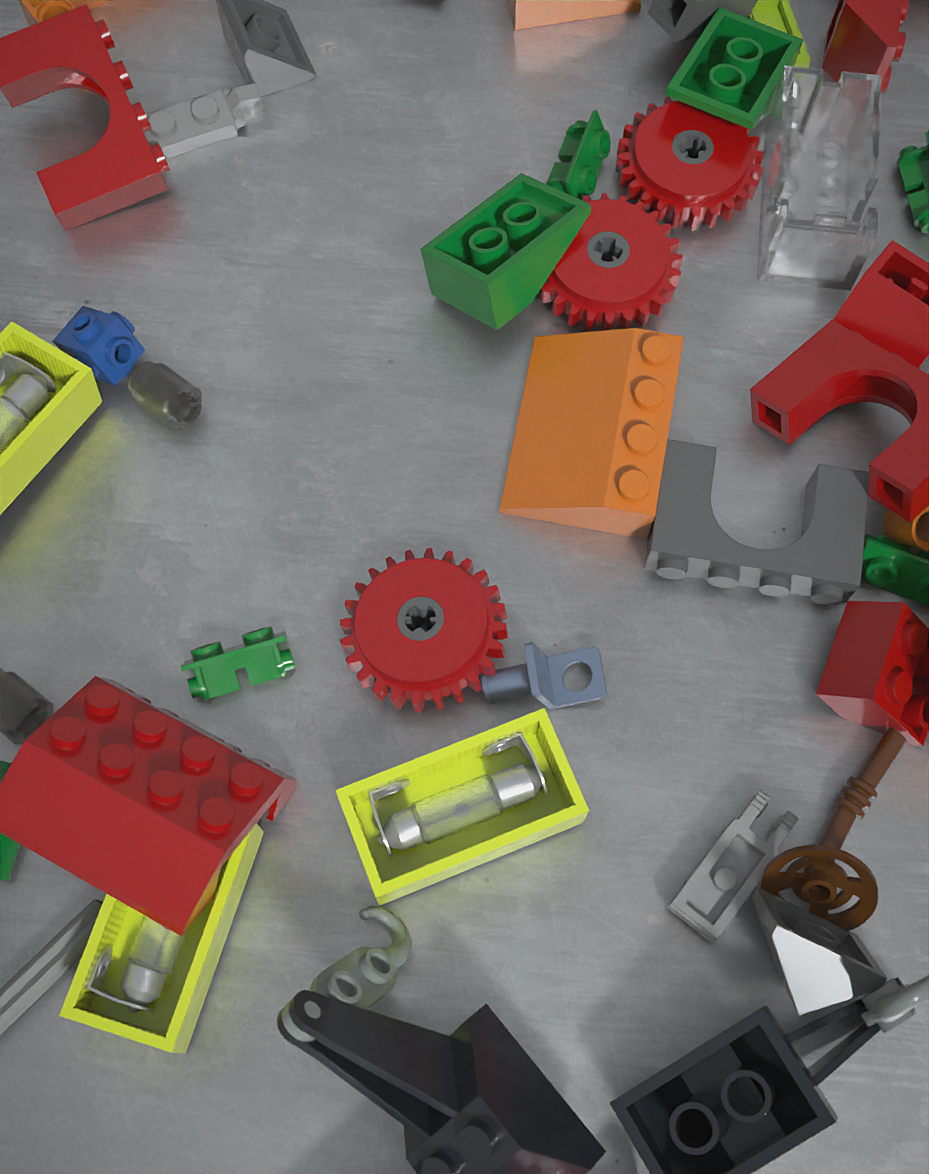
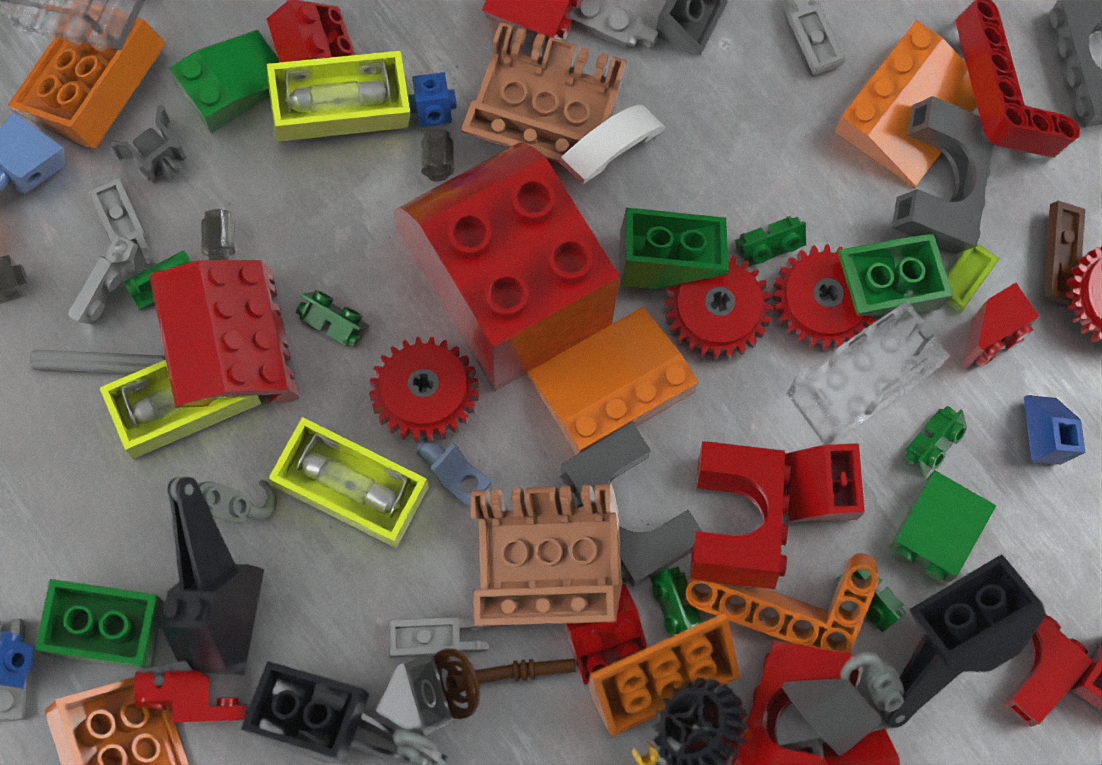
camera: 45 degrees right, 5 degrees up
(216, 240) = (539, 97): none -> nougat slope
(332, 211) = (610, 140): none -> white slope
(371, 387) = (511, 262): none -> red slope
(758, 655) = (547, 556): none -> nougat slope

